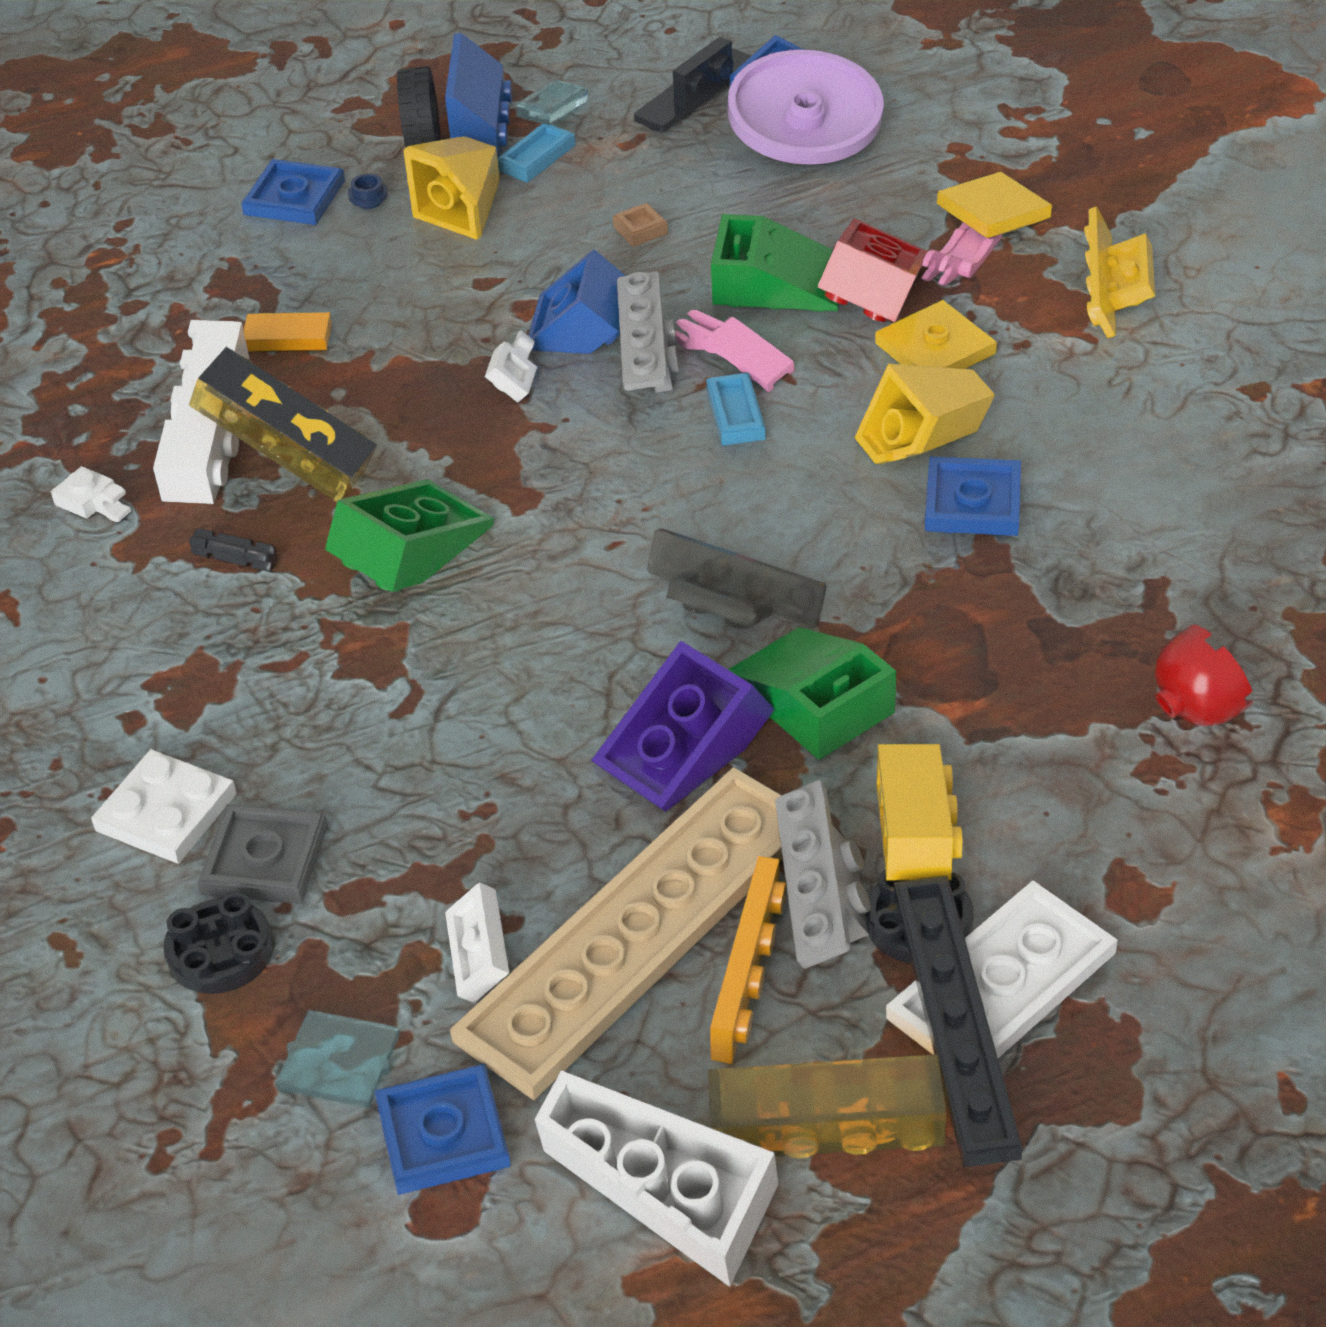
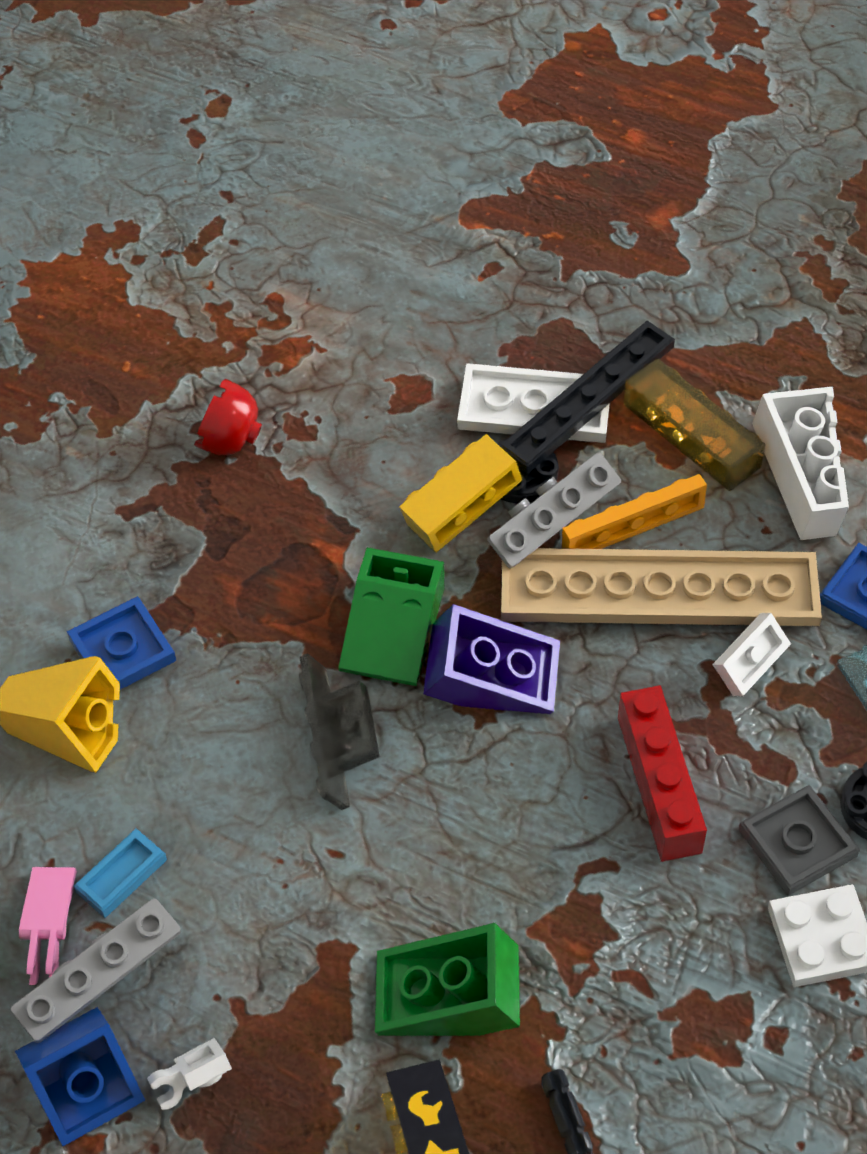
camera: 130 degrees left, 10 degrees up
(433, 777) = (661, 774): none -> red brick

